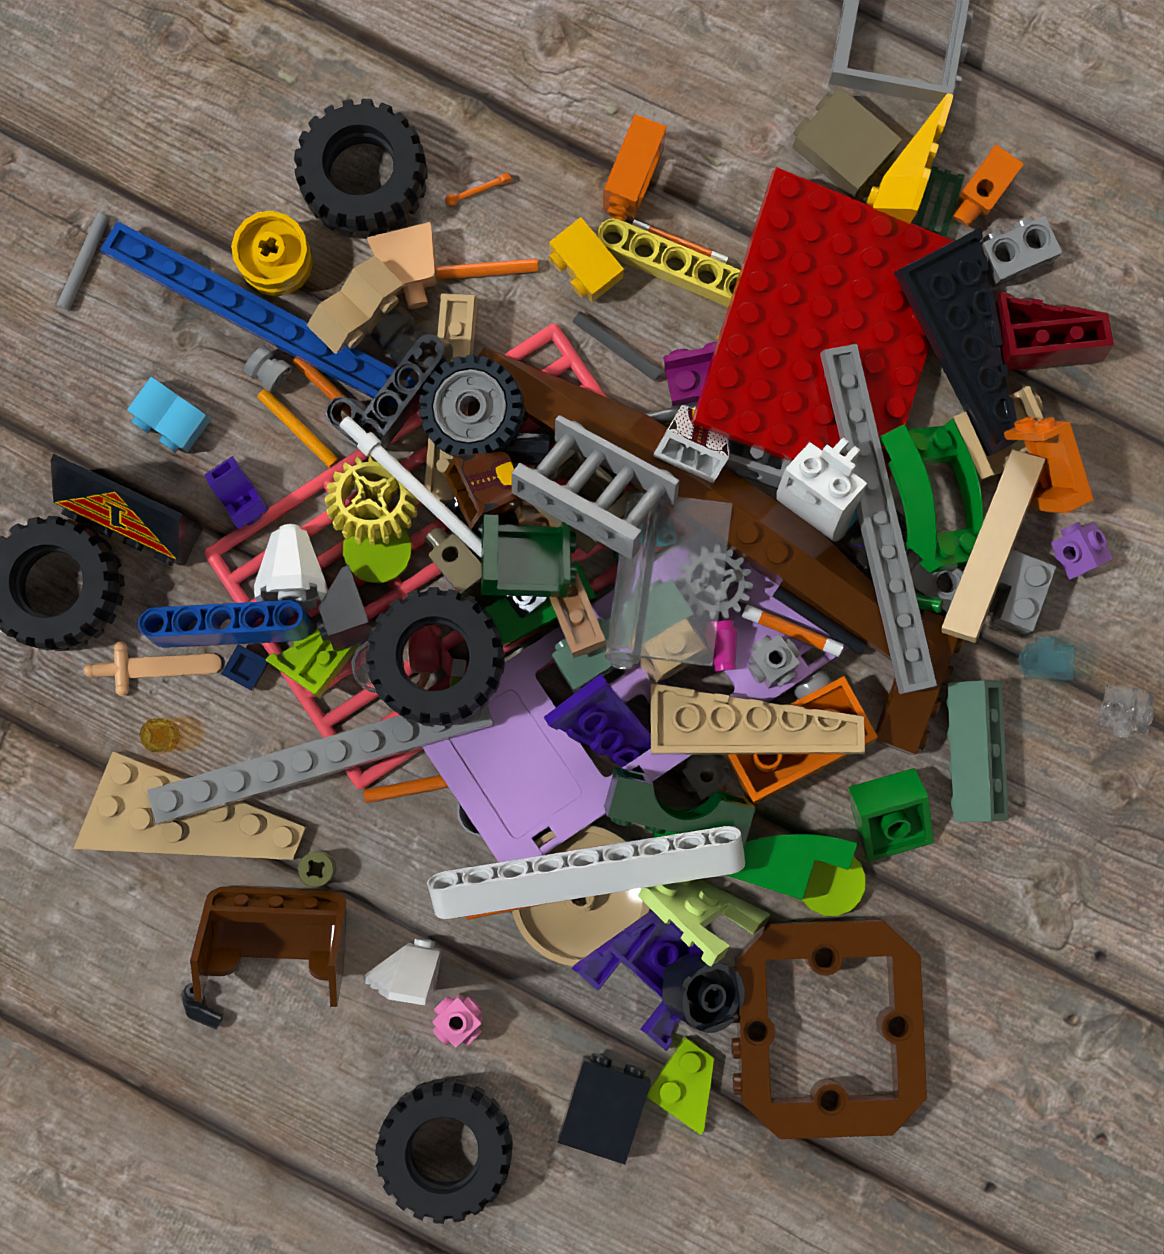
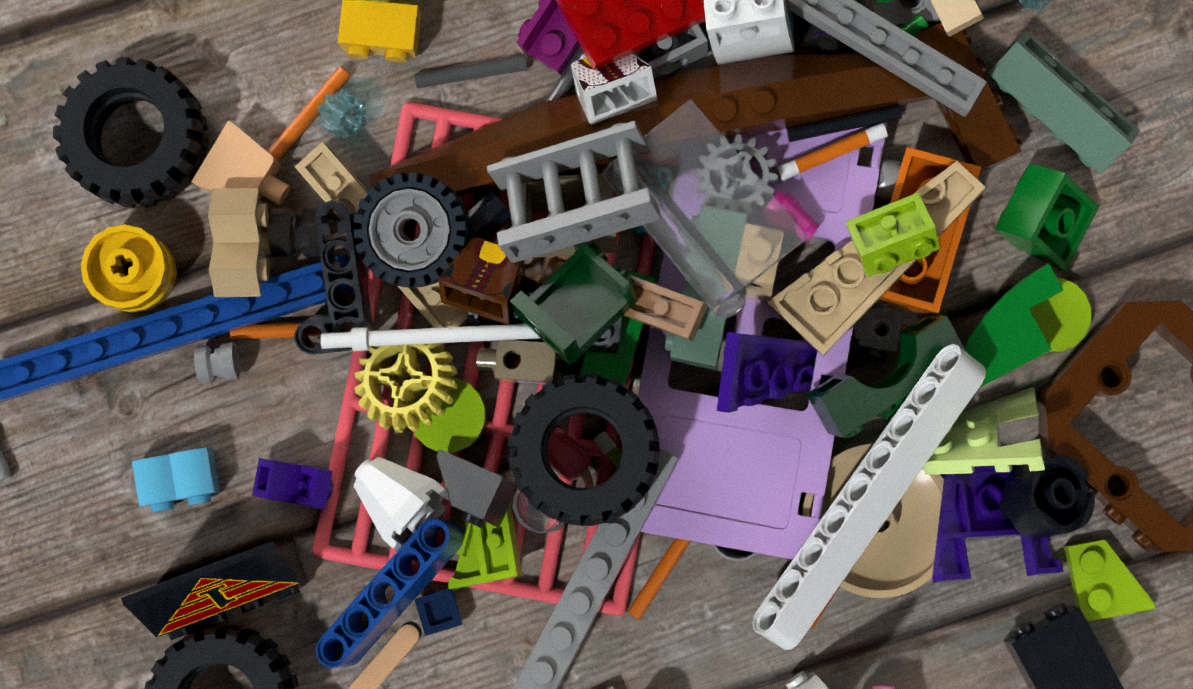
camera: 40 degrees left, 0 degrees up
(298, 428) = (287, 385): light orange bar -> none
(452, 199) = (226, 87): orange hinge -> none
(506, 291) = (342, 115): none -> clear light blue gear
(770, 673) = (840, 202): light grey brick -> none
(772, 721) = (893, 235): none -> lime bracket

